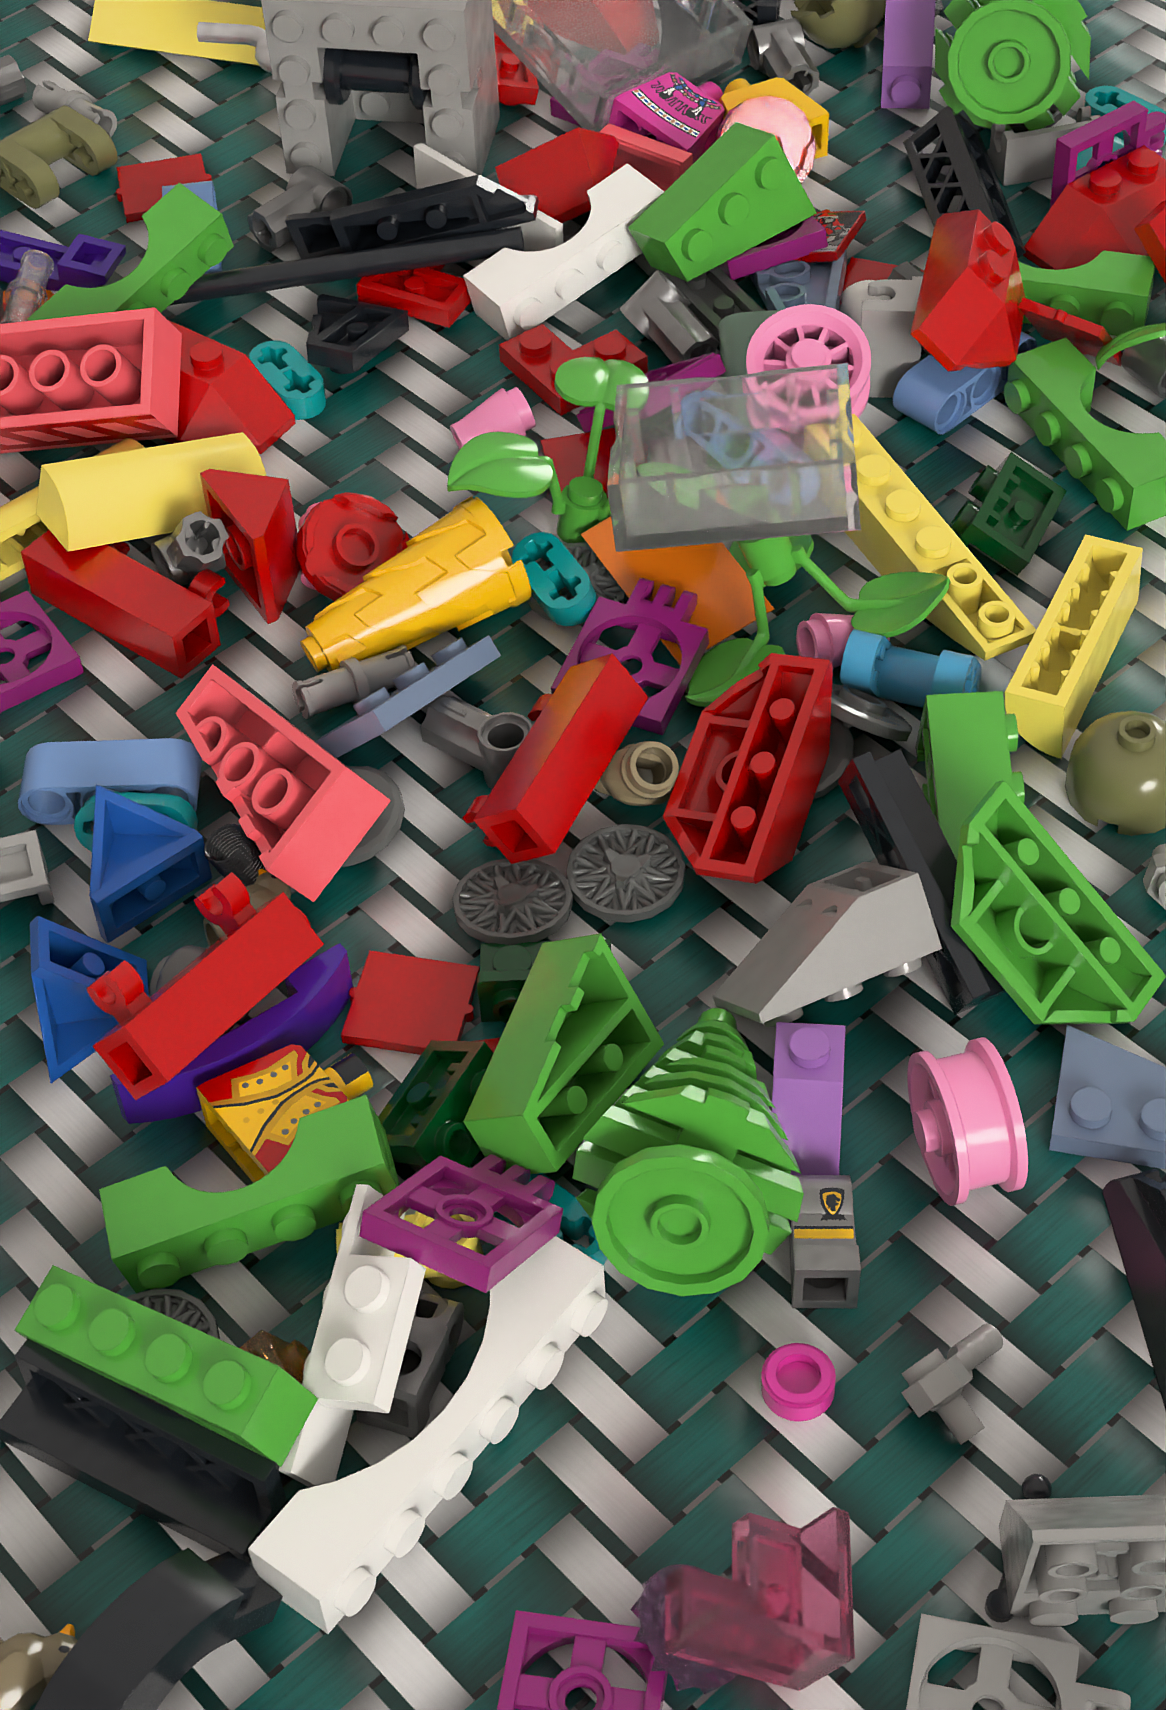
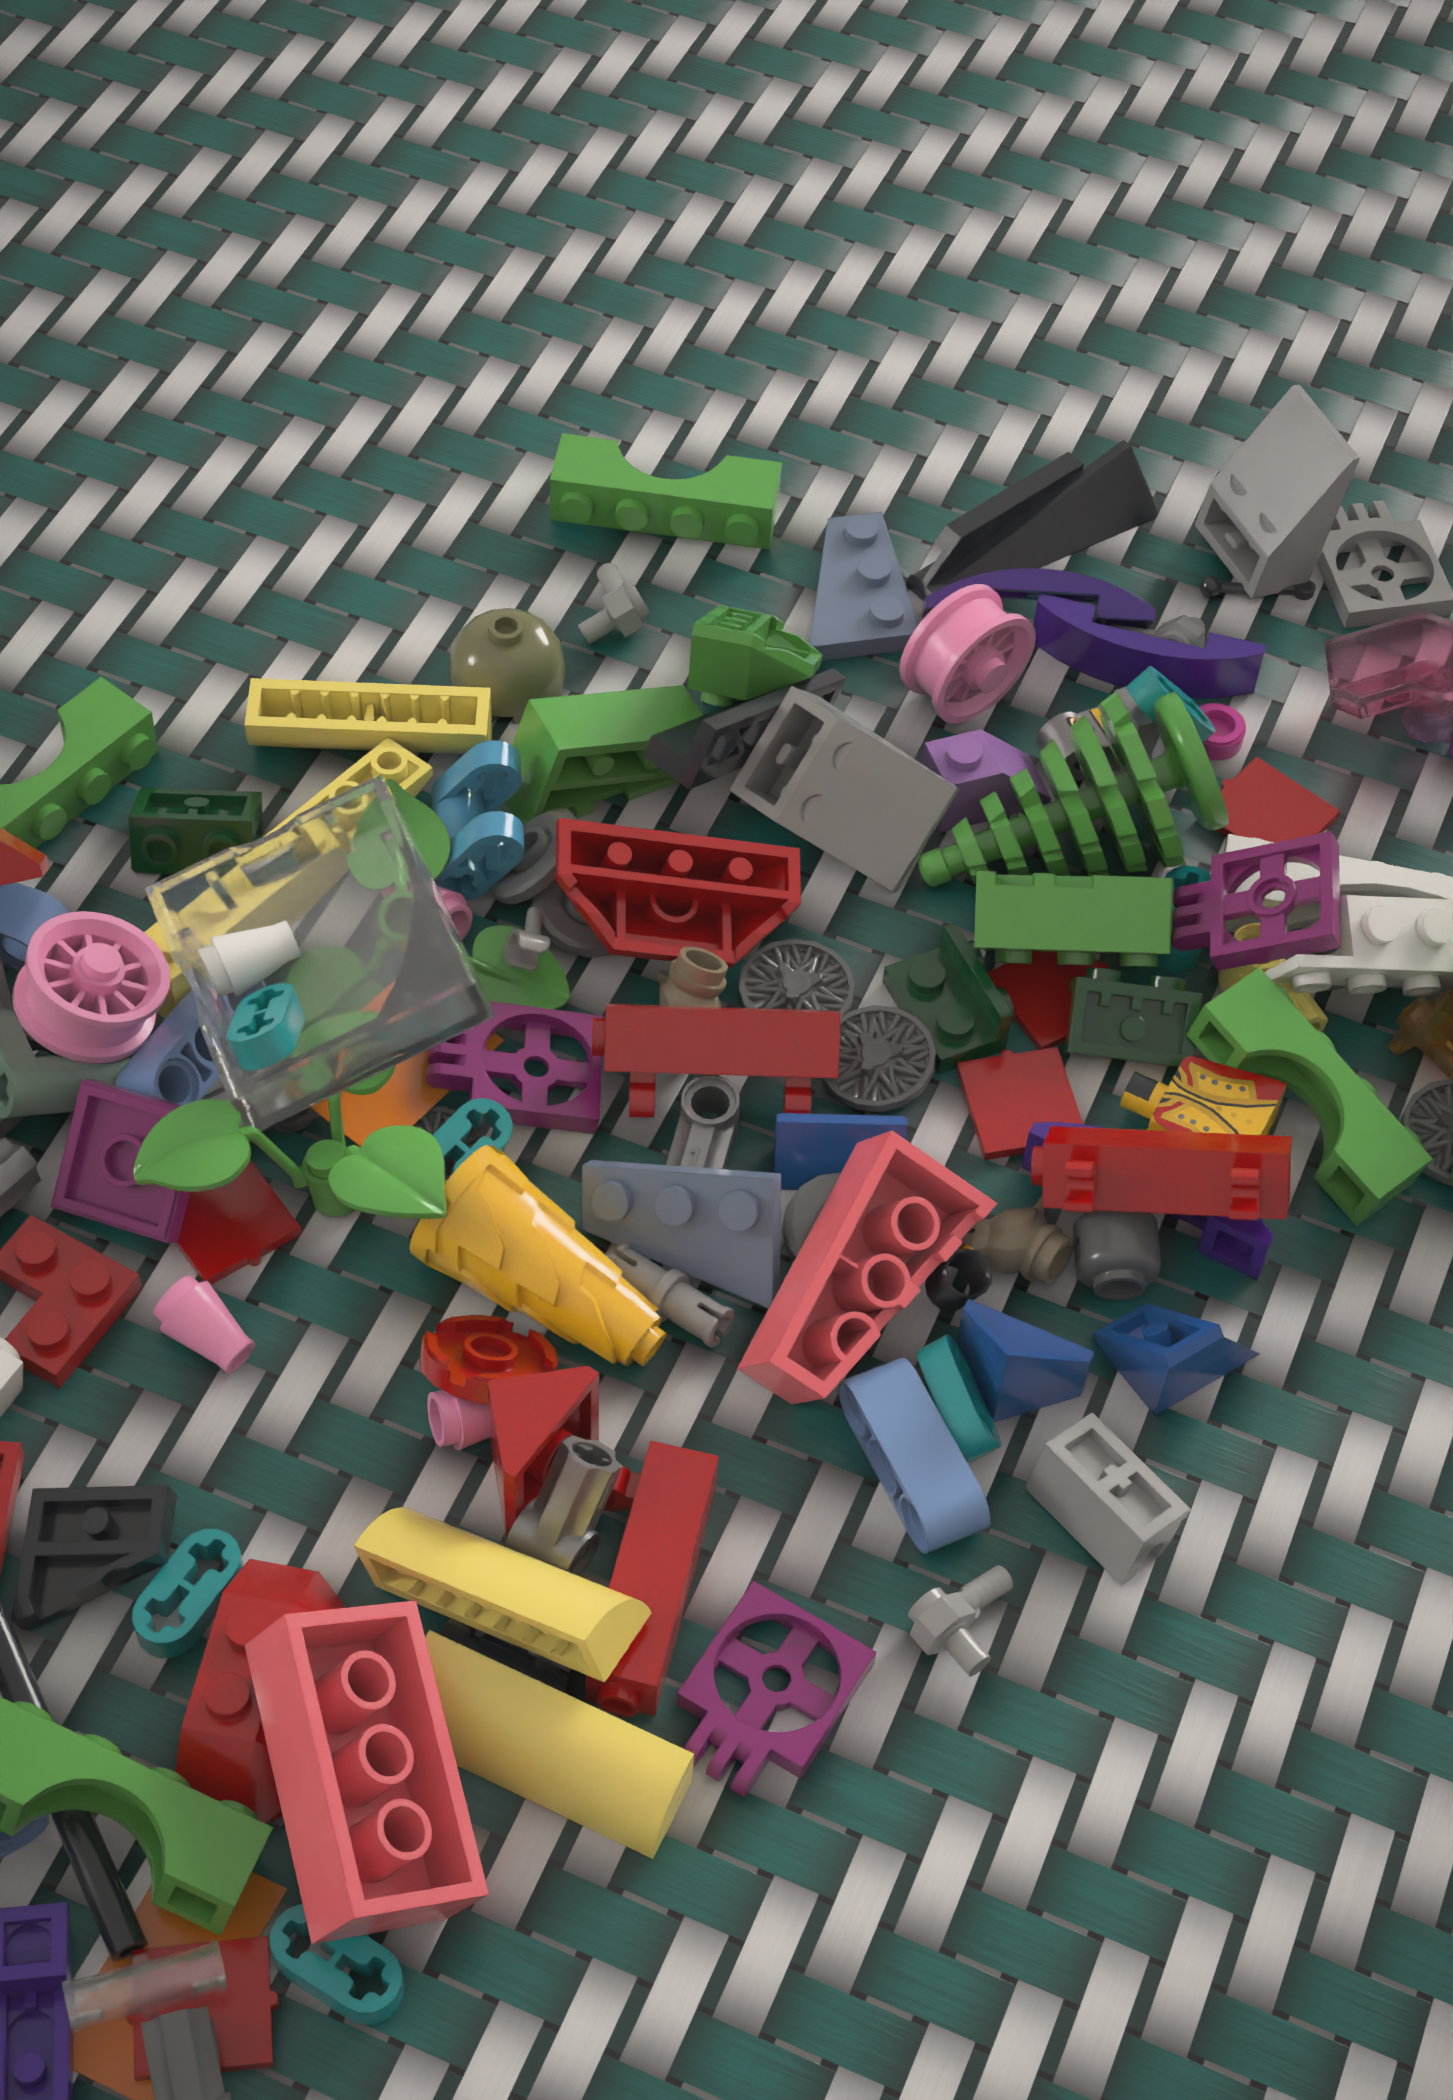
camera: 120 degrees left, 5 degrees up
(427, 840) = (823, 1142): none -> blue slope
(657, 1386) = (1272, 806): none -> red piece
(674, 411) = (266, 1026): none -> teal beam
(736, 659) = (524, 946): none -> light grey hand
(761, 421) = (247, 957): none -> white cone
(815, 1281) = (1152, 685): none -> teal beam
(979, 1278) = (1118, 656): none -> dark purple slope
(1027, 1324) = (1112, 603): none -> dark purple slope

